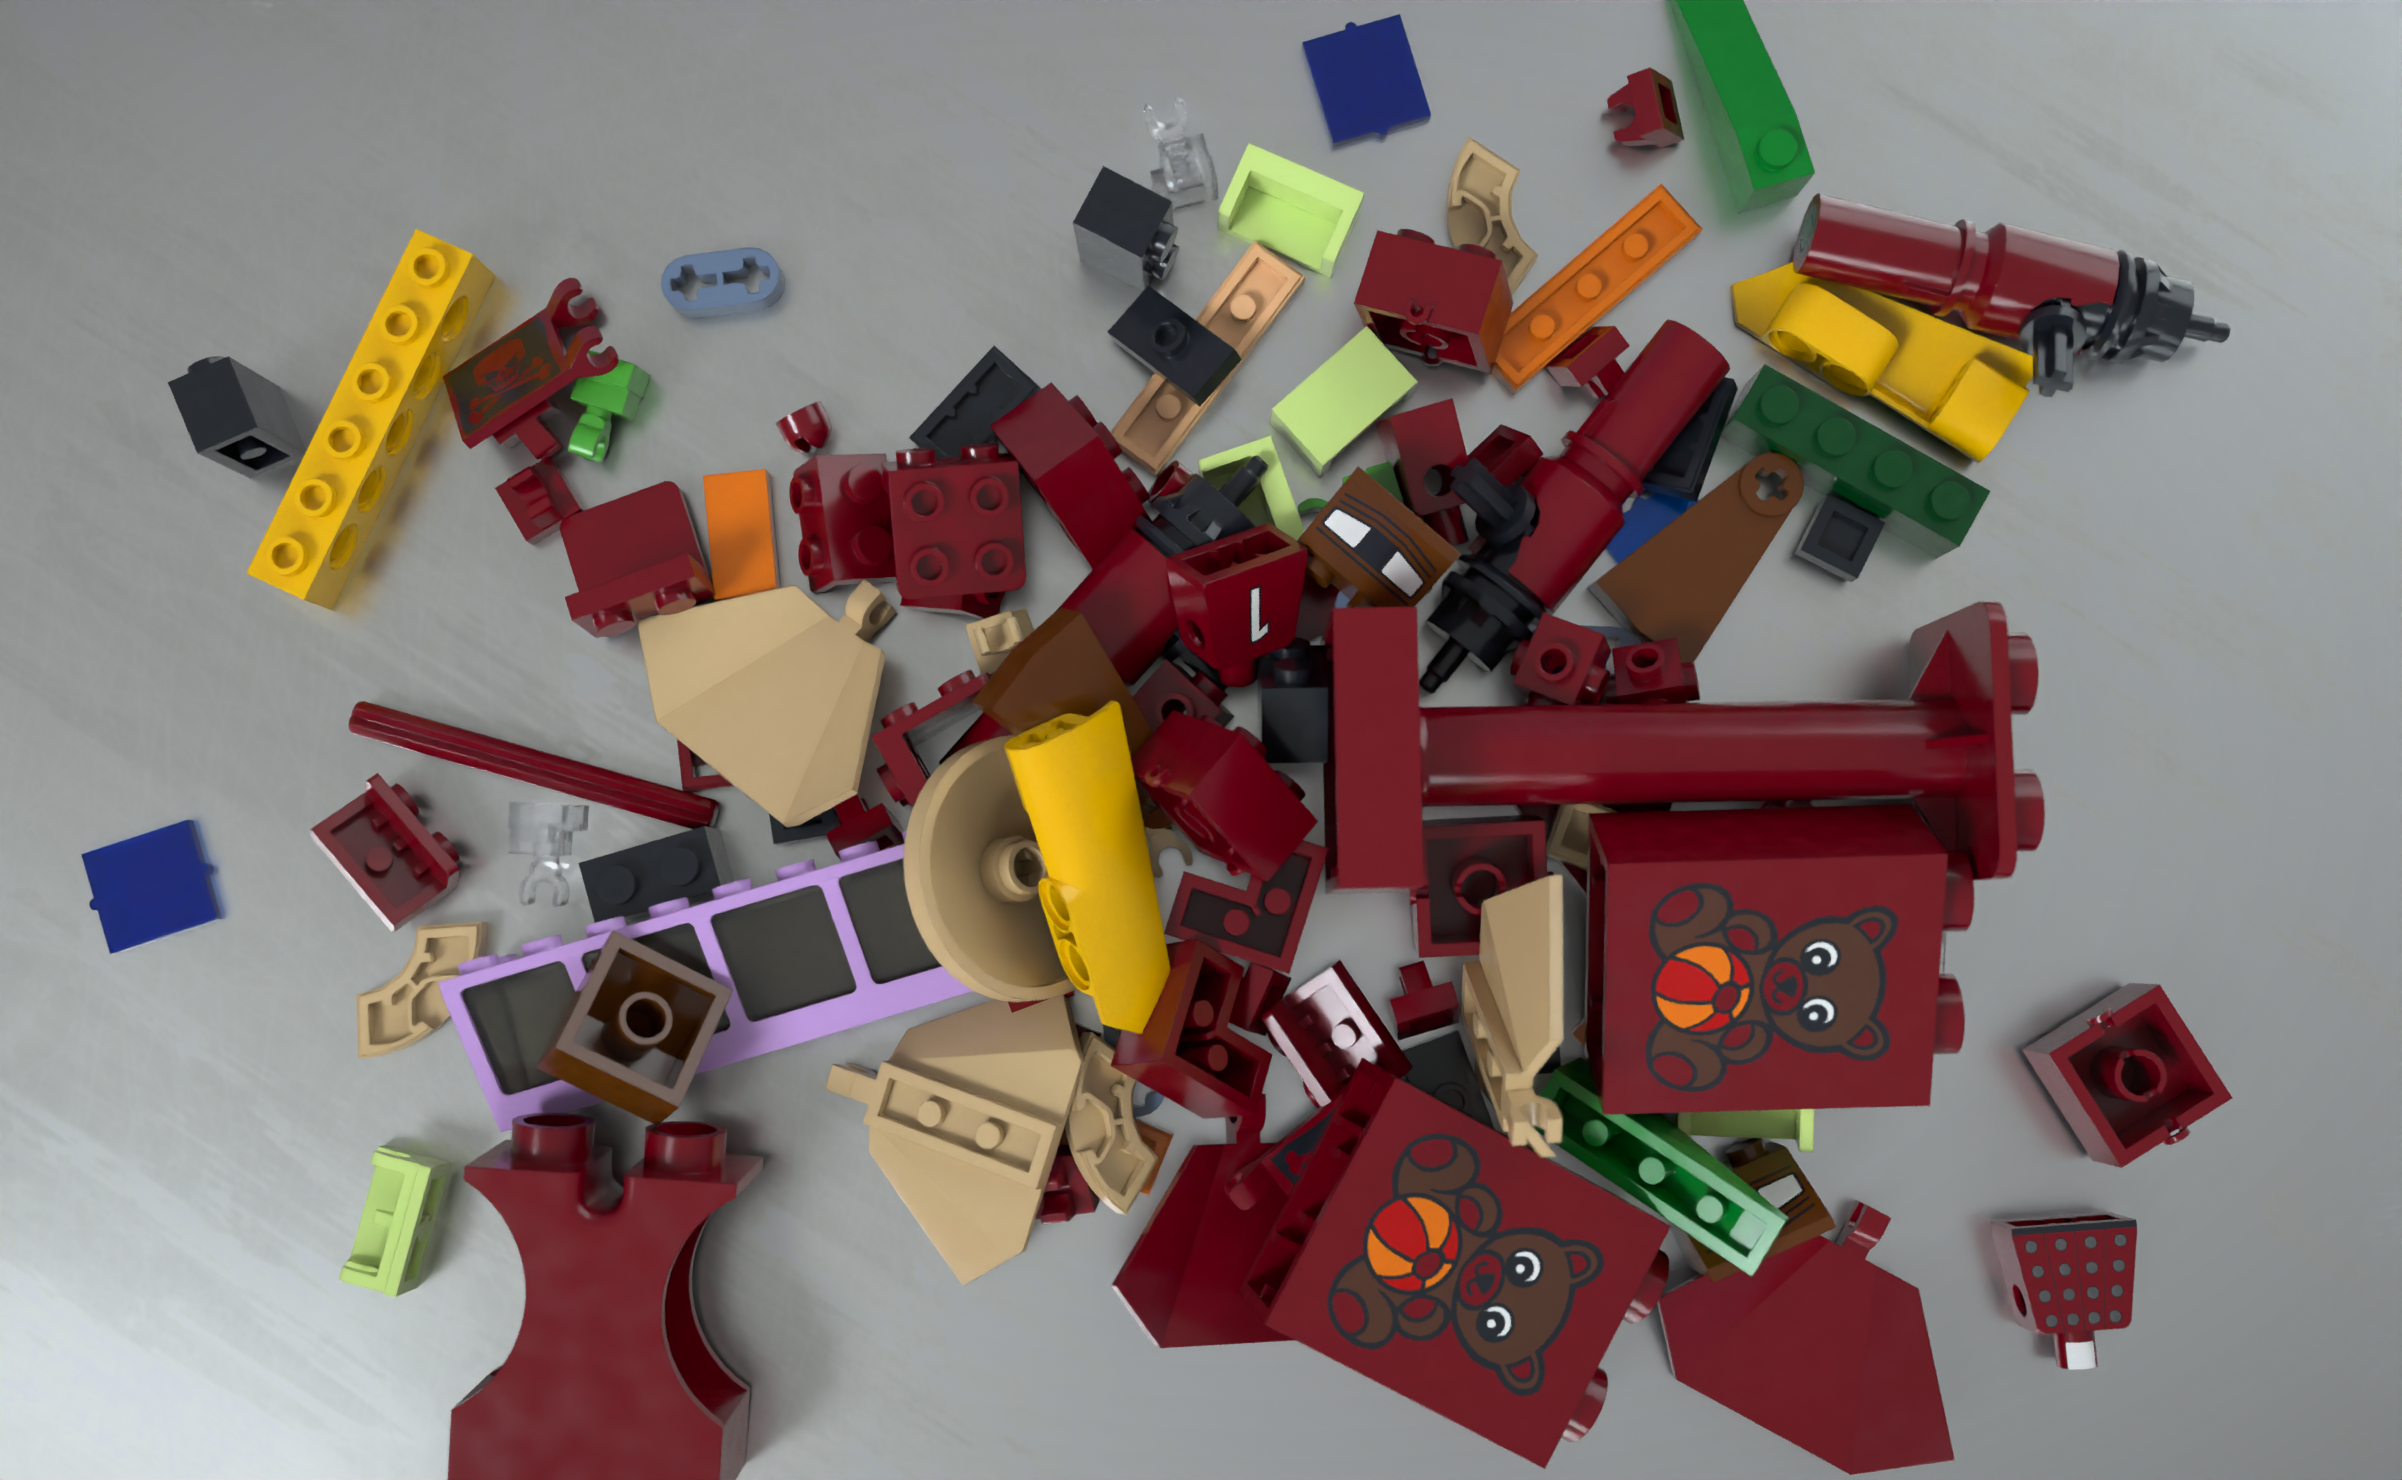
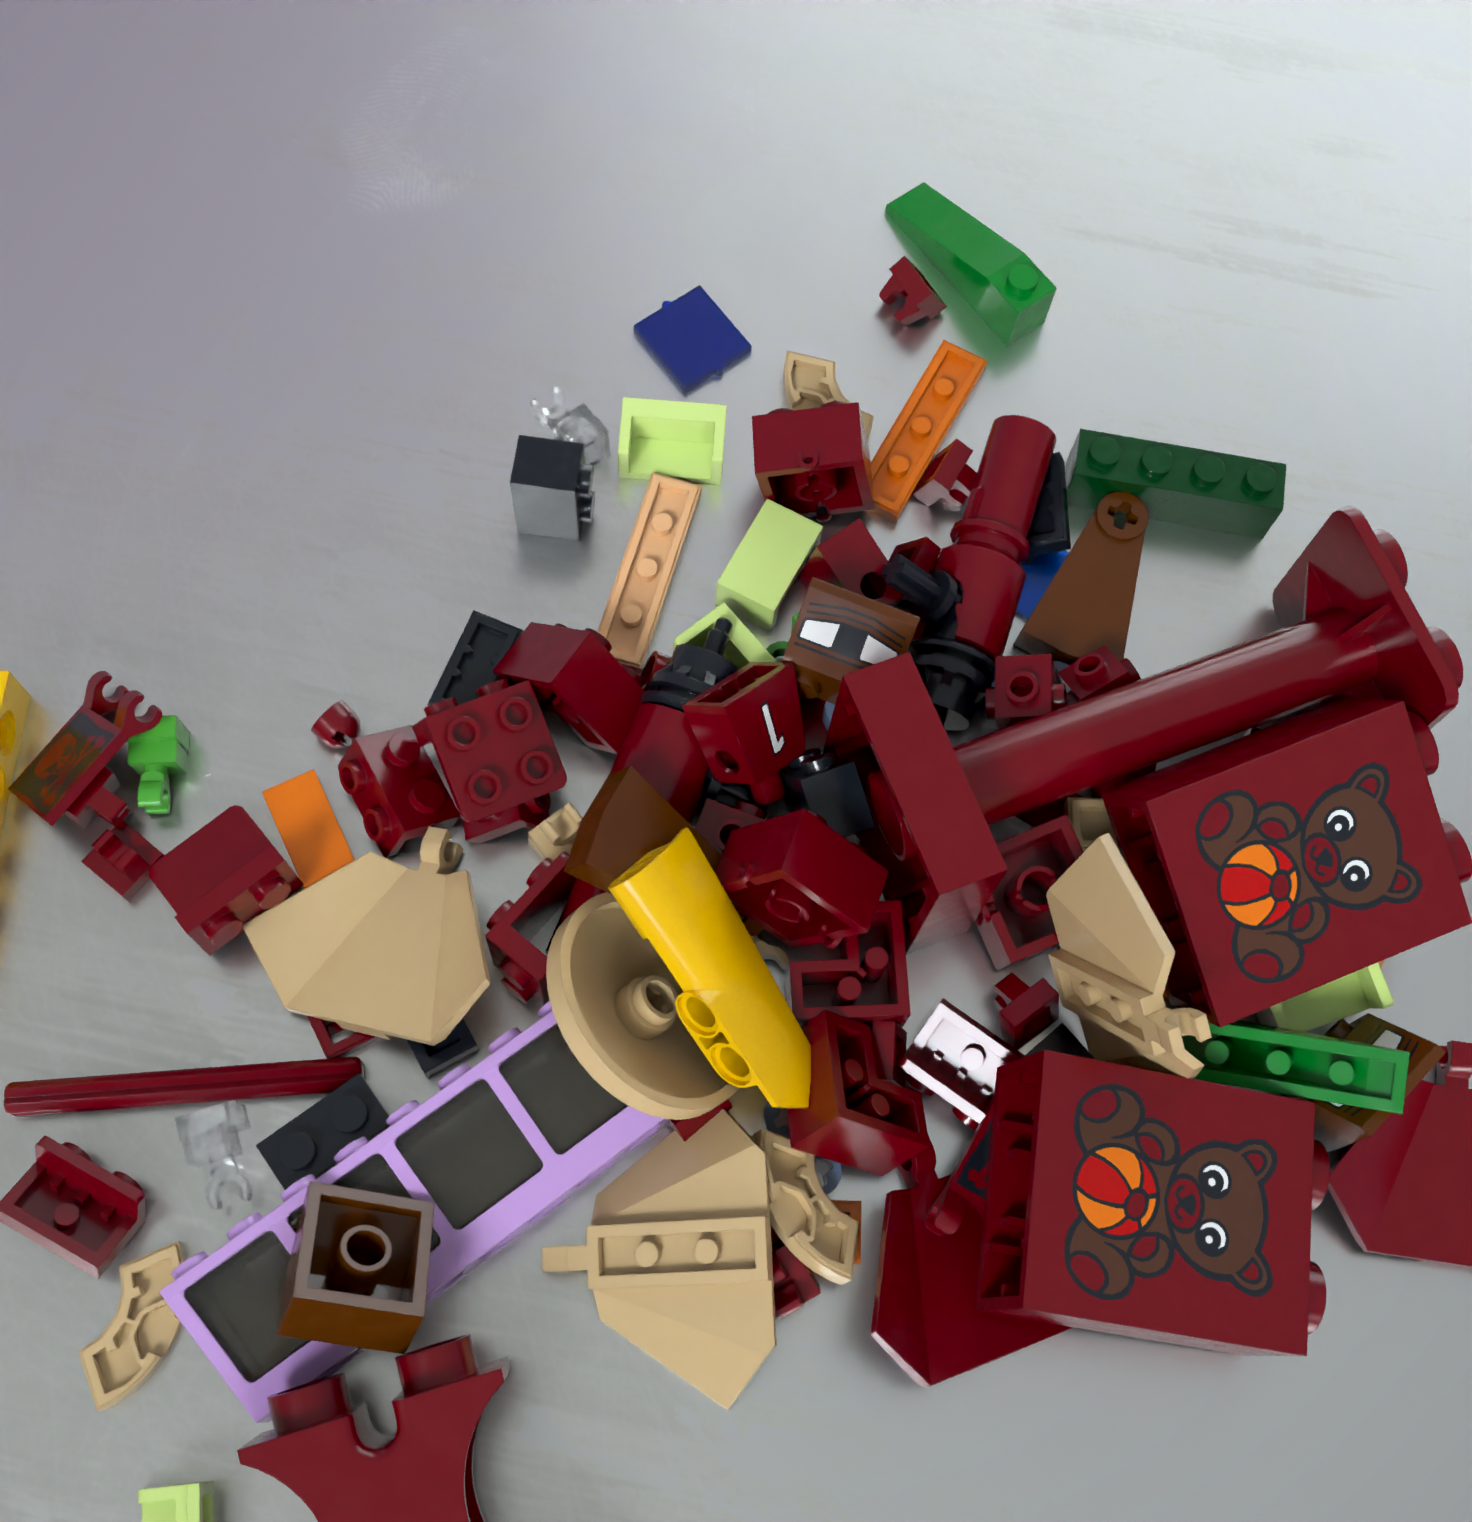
camera: 30 degrees left, 15 degrees down
(722, 268) = (229, 638): sand blue beam -> none
(864, 825) = (491, 1025): dark red tile -> none
(1174, 345) = (619, 564): black plate -> none
(1840, 538) = (1188, 542): black plate -> none
(1870, 345) = (1187, 405): yellow panel -> none
(2008, 283) = (1224, 325): dark red piece -> none

